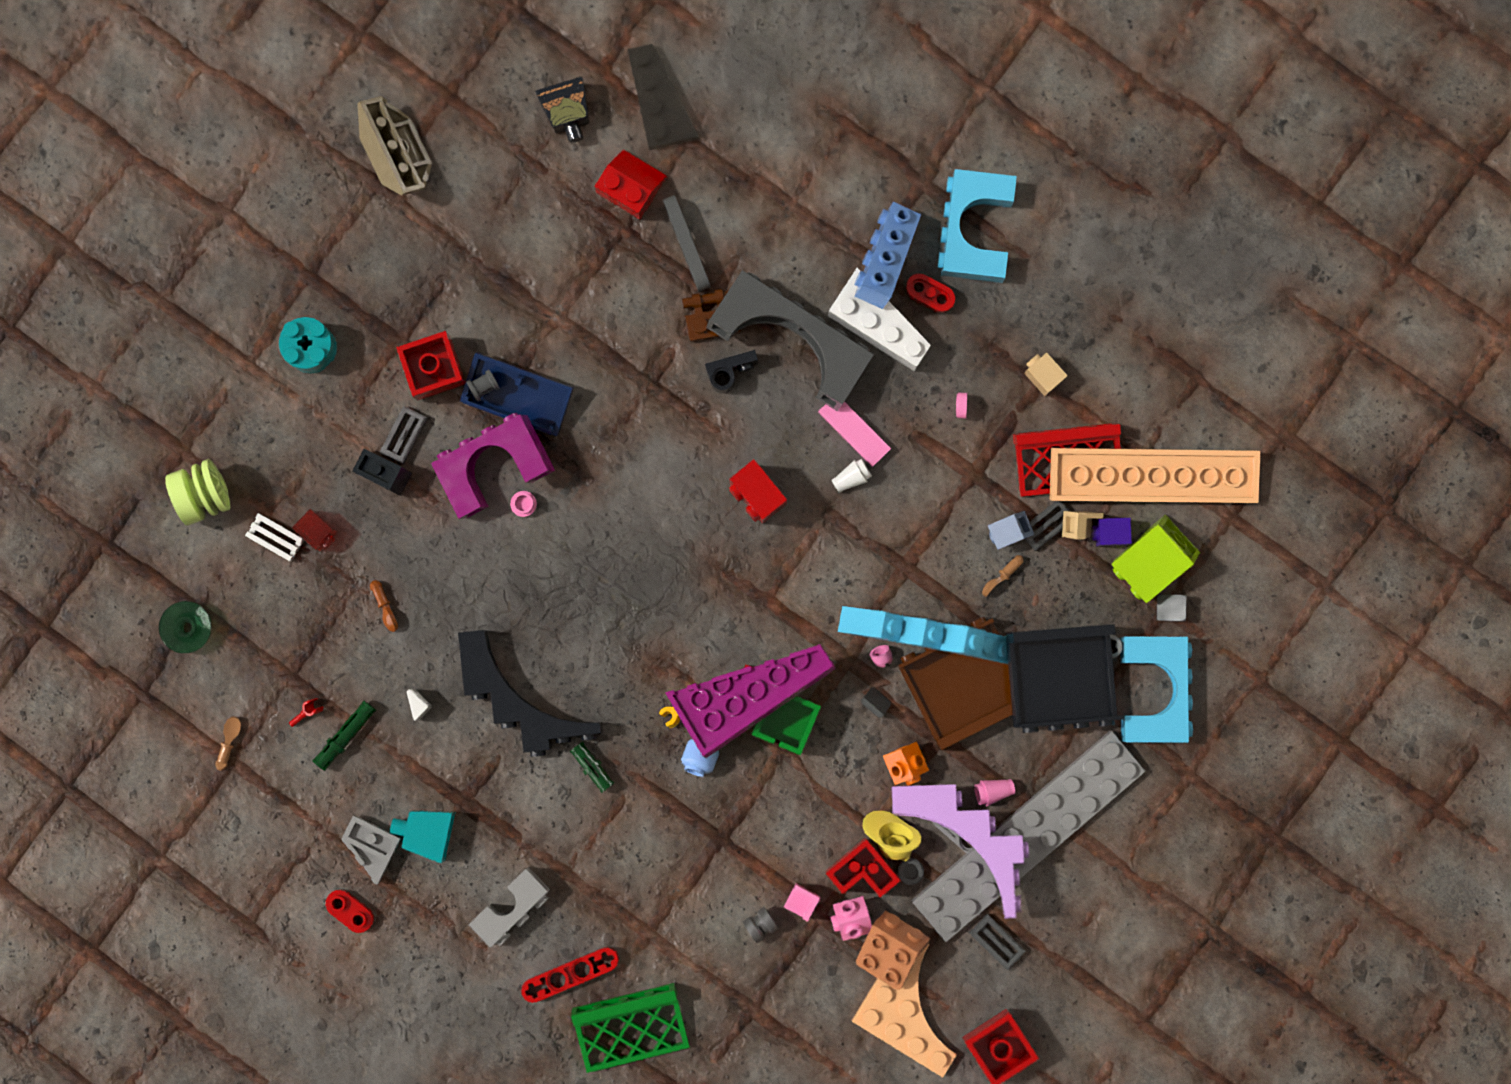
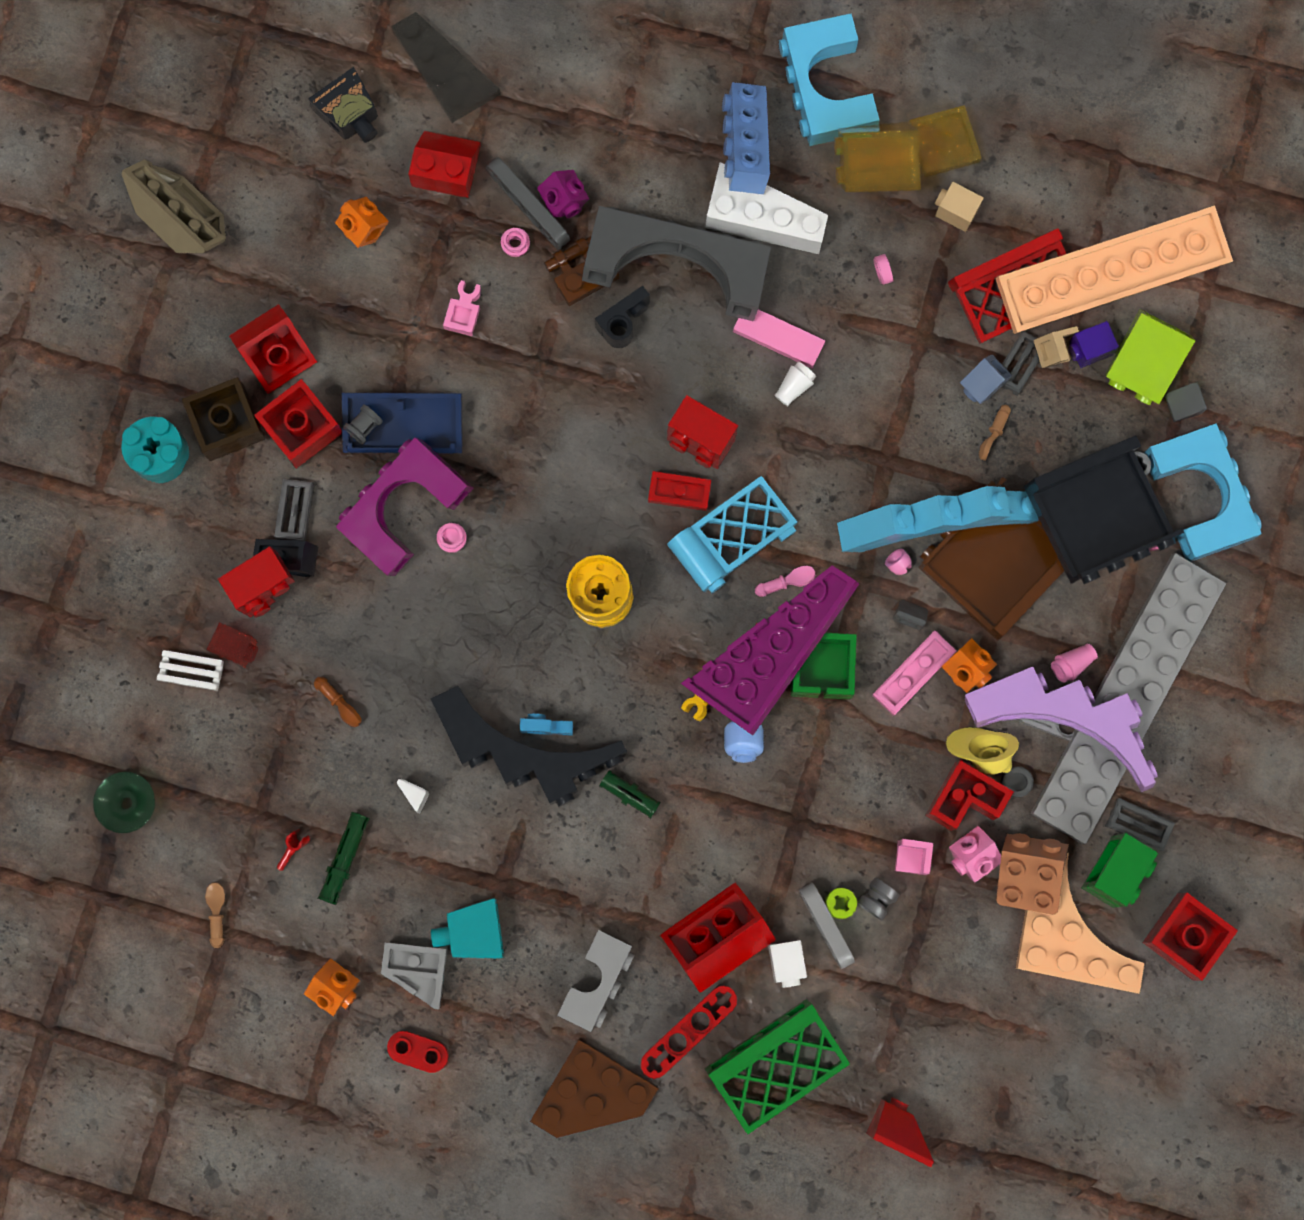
camera: 25 degrees left, 5 degrees down
(193, 494) = (88, 648): yellowish green wheel -> none
(299, 837) = (332, 987): none -> orange brick
(350, 488) = (256, 582): none -> red brick
(371, 339) = (223, 419): none -> dark brown brick
(432, 293) = (273, 348): none -> red slope
(475, 995) = (592, 1094): none -> reddish brown plate
(538, 684) = (539, 725): none -> dark azure plate
(542, 211) = (361, 221): none -> orange brick
(599, 319) = (462, 313): none -> bright pink plate
(620, 580) = (585, 584): none -> yellow wheel
(620, 908) = (718, 937): none -> red slope
(658, 267) = (515, 234): none -> bright pink plate
(668, 949) = (787, 963): none -> white brick
(711, 931) = (826, 926): none -> light grey beam
(718, 247) = (563, 194): none -> magenta brick
(720, 592) = (702, 558): none -> medium azure piece
(723, 532) = (679, 491): none -> red plate
(730, 916) = (836, 905): none -> lime wheel
(795, 638) = (798, 577): none -> bright pink piece
(860, 751) = (914, 673): none -> bright pink tile
(931, 290) = (805, 164): red plate -> none
(963, 976) = (1120, 871): none -> green piece
(991, 310) = (878, 158): none -> clear yellow slope
(1055, 313) = (946, 141): none -> clear yellow plate

